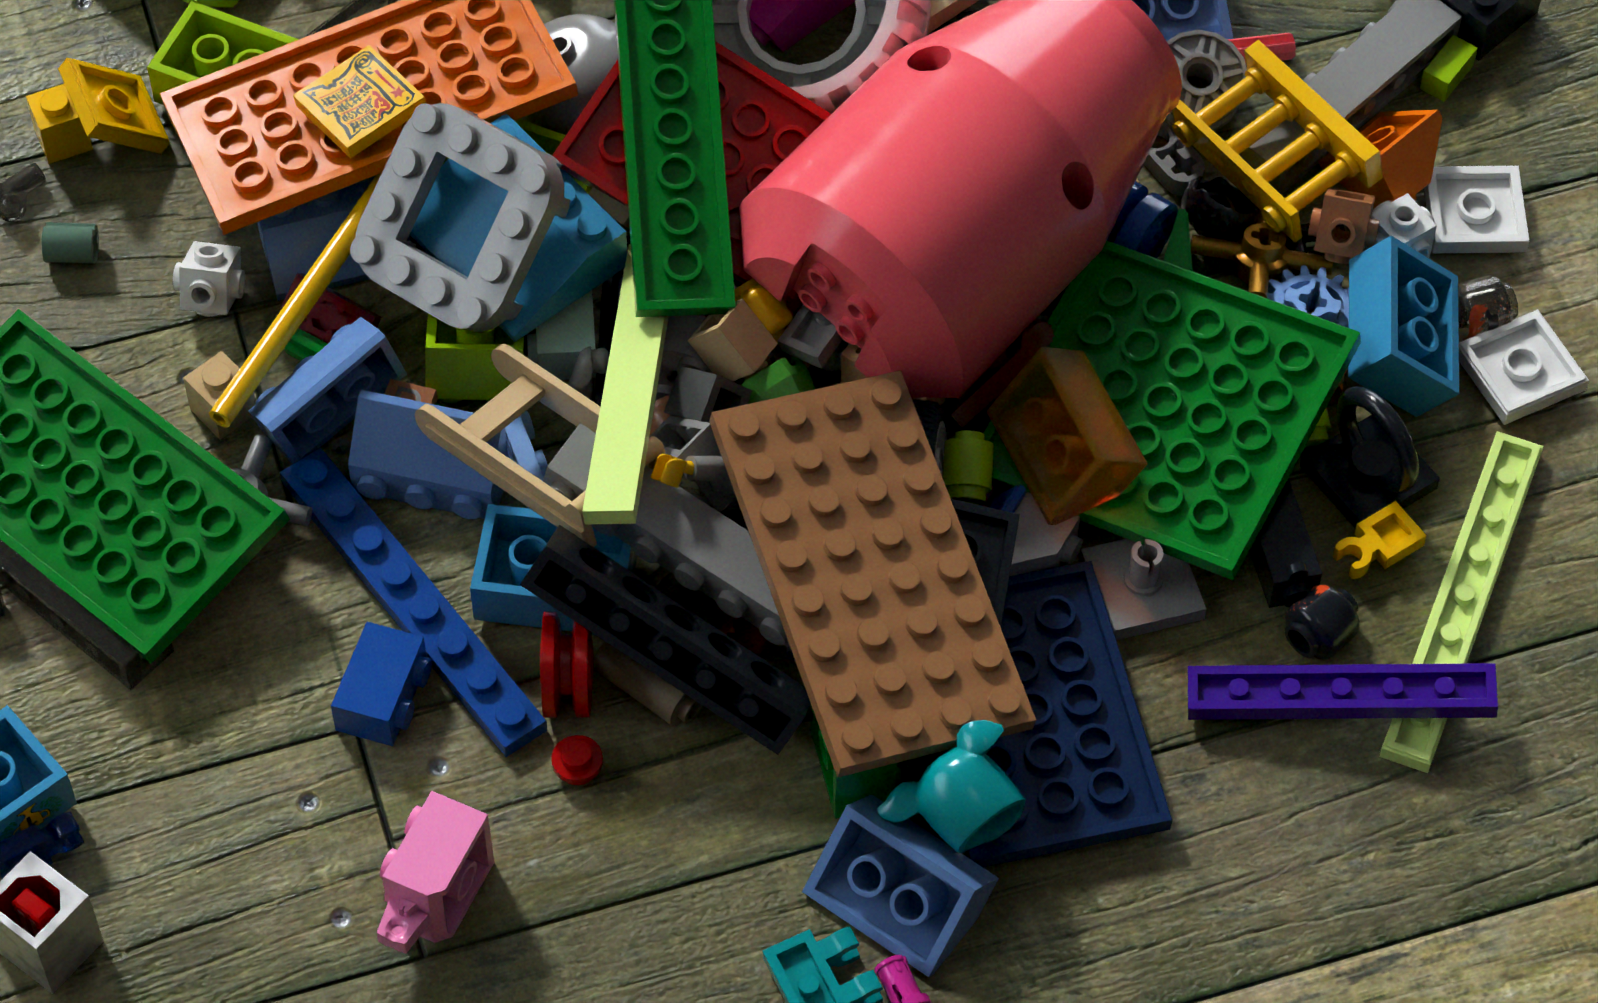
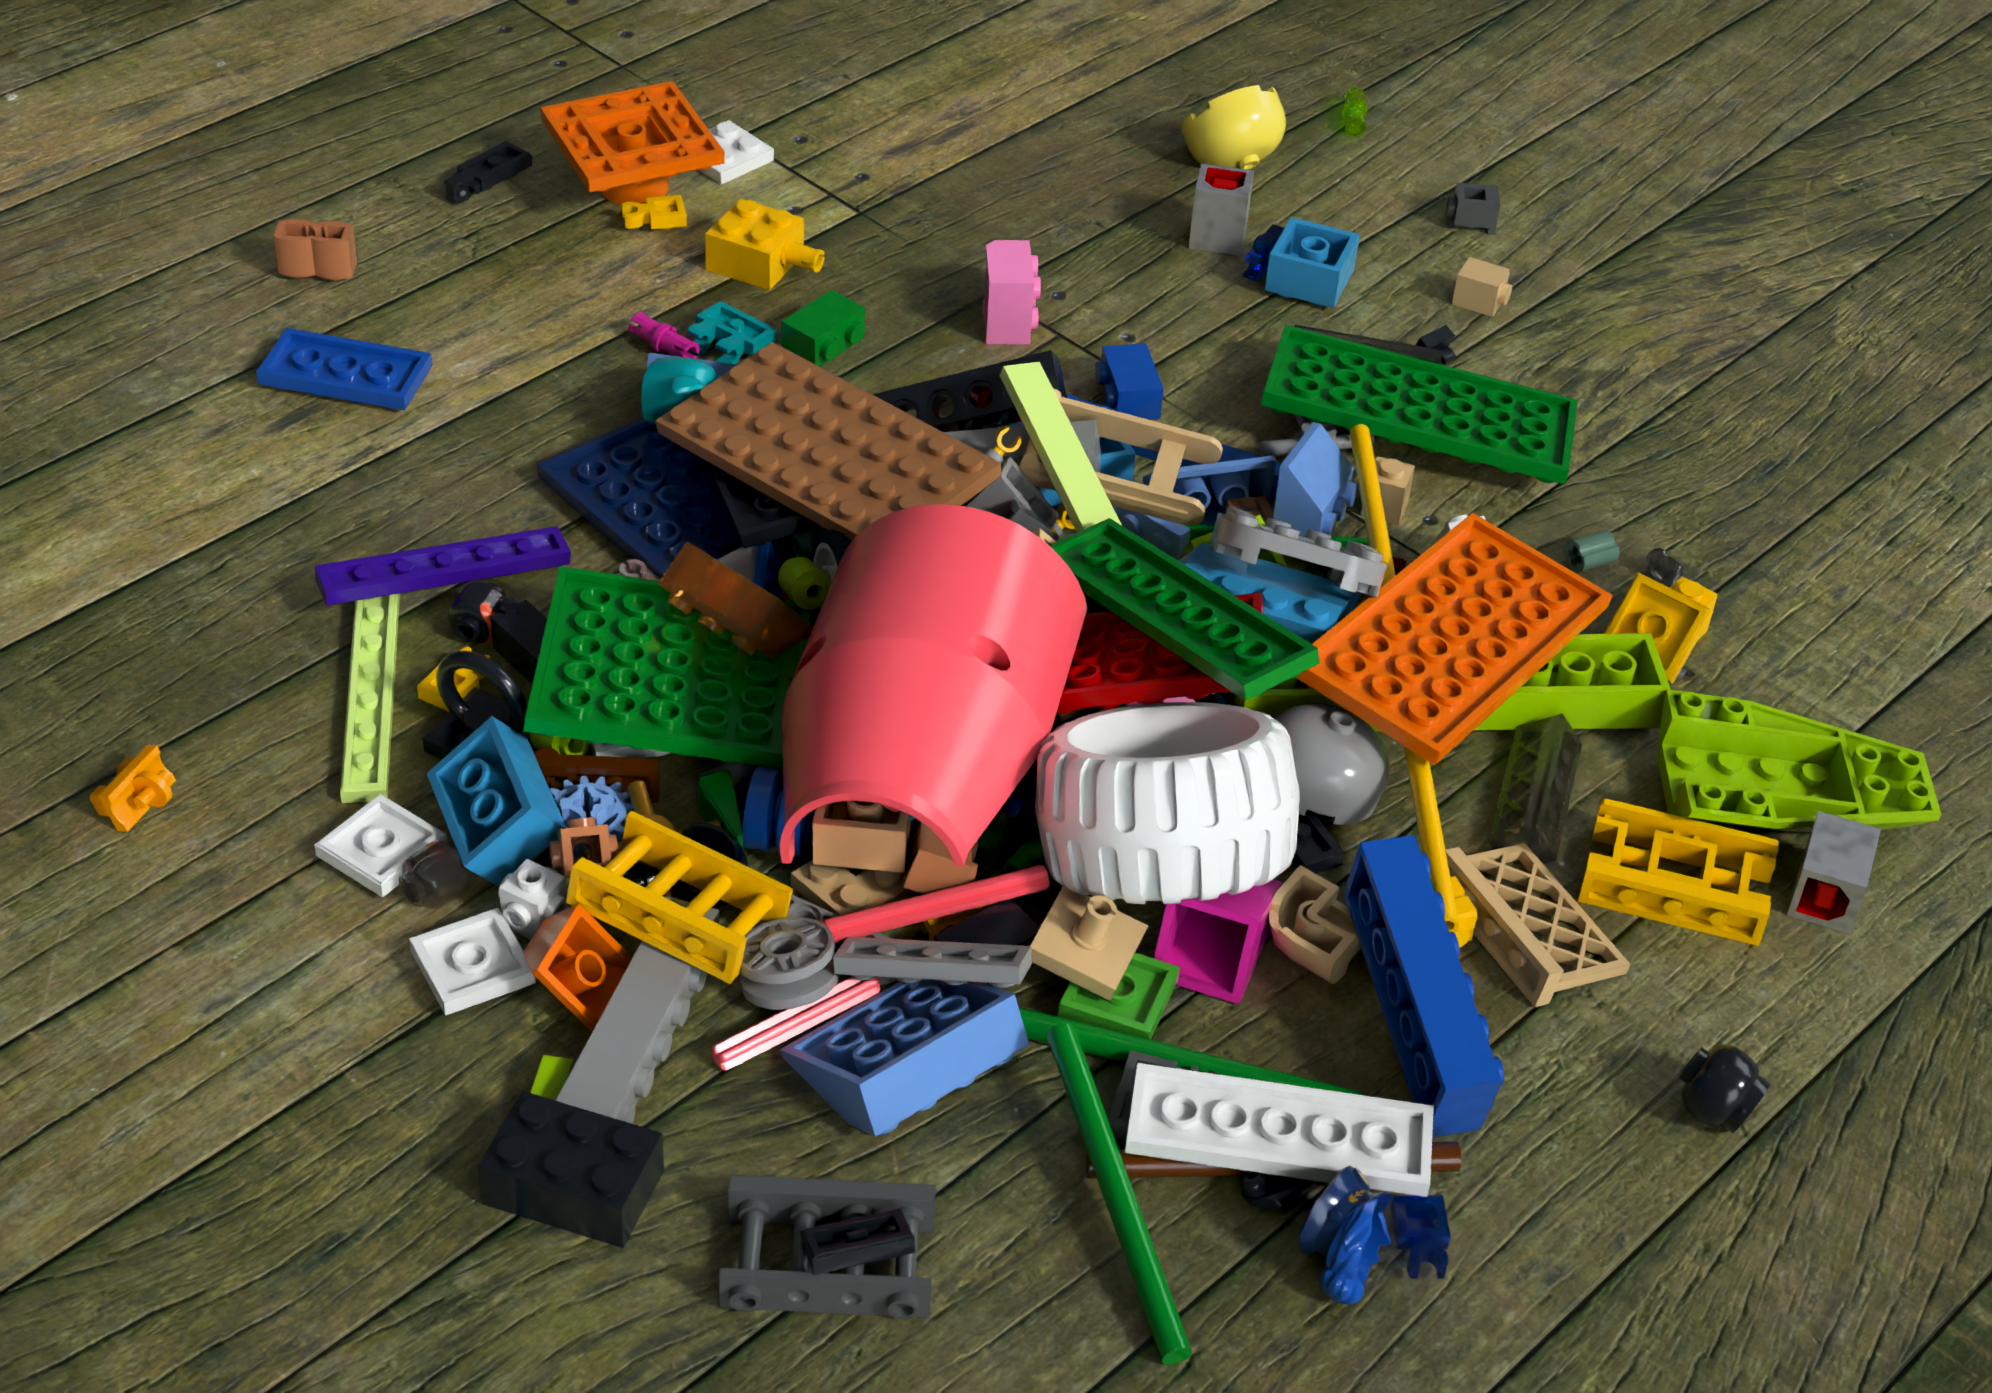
camera: 150 degrees right, 15 degrees down
(359, 101) = (1448, 603): yellow tile -> none
(701, 932) = (824, 328): none -> green brick

